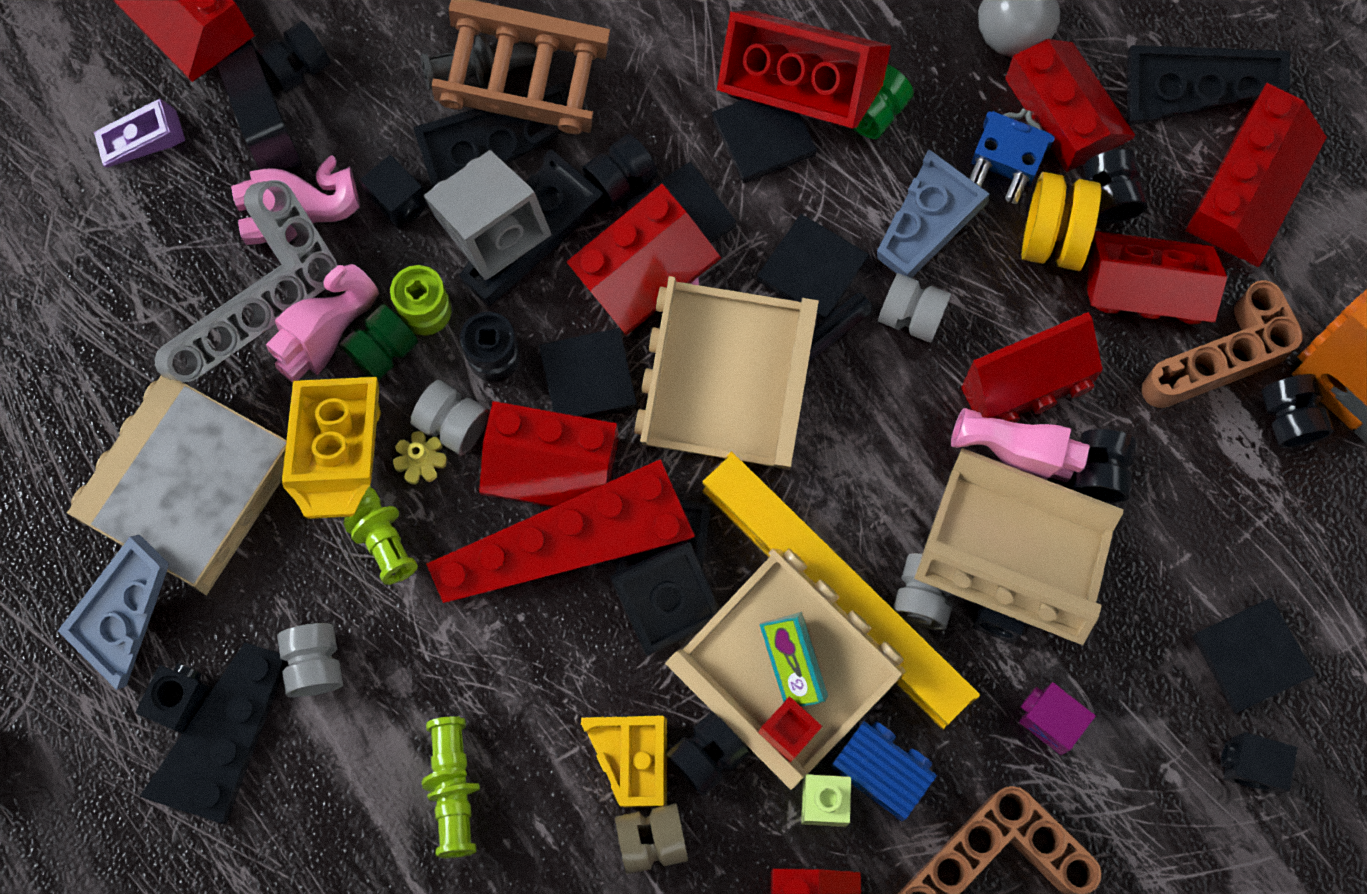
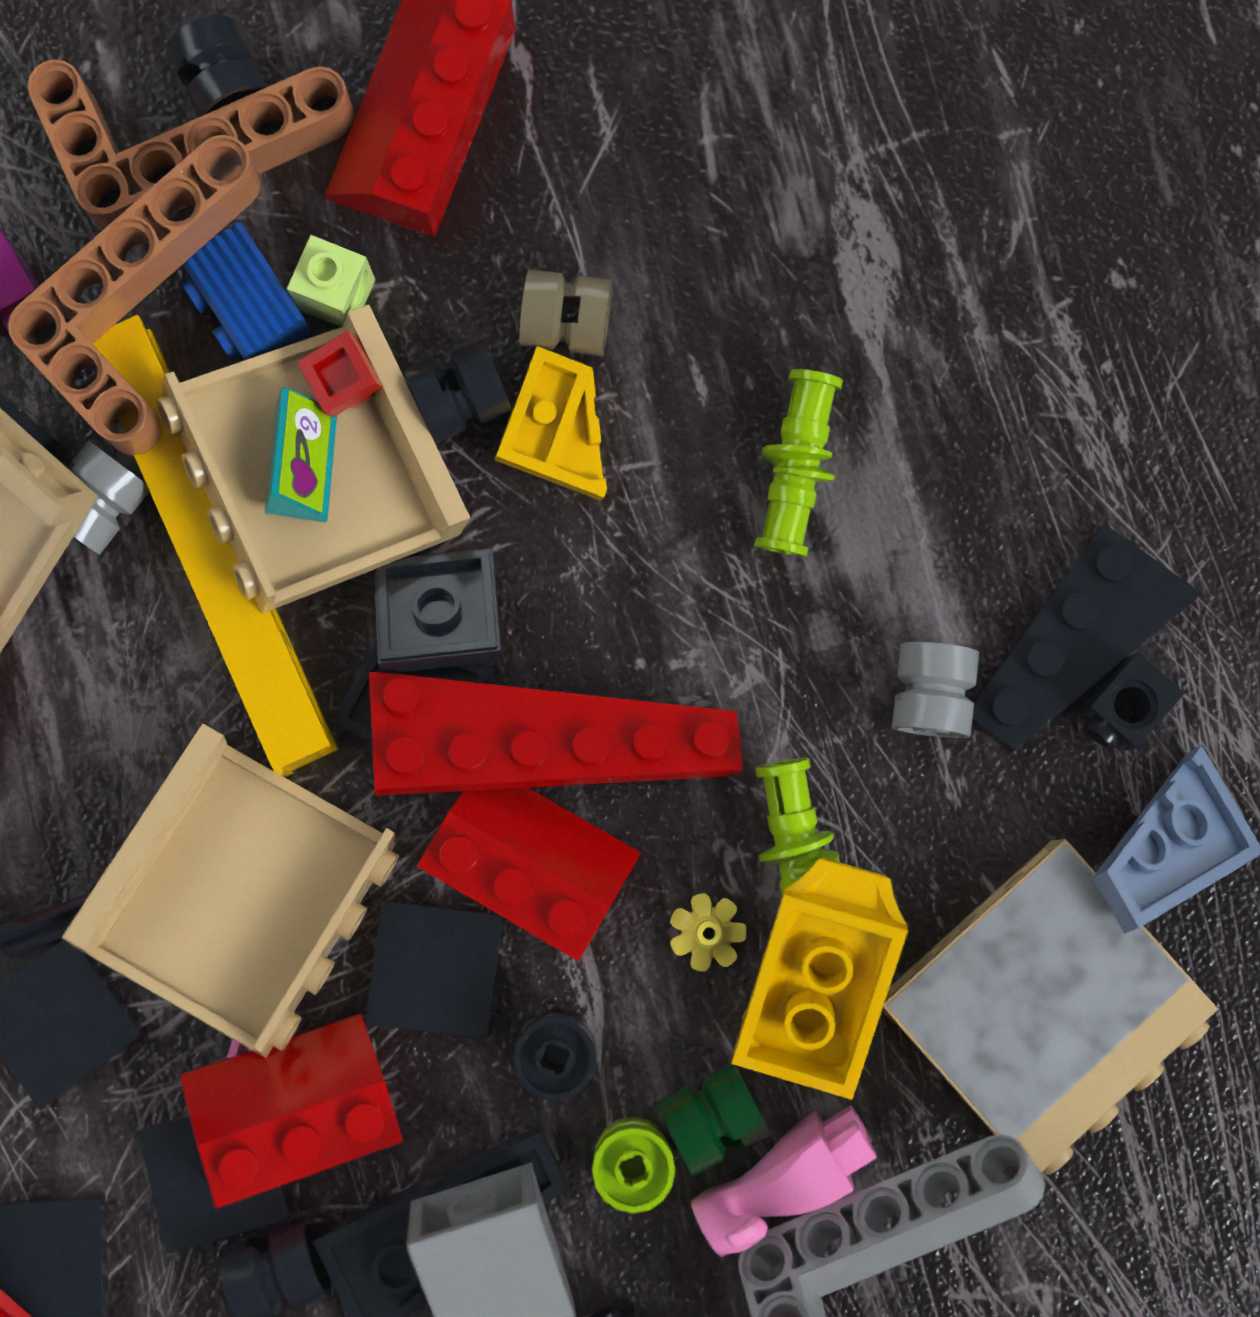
camera: 165 degrees left, 10 degrees up
(445, 414) = (646, 969): light grey wheel -> none
(964, 734) = (128, 284): none -> nougat beam

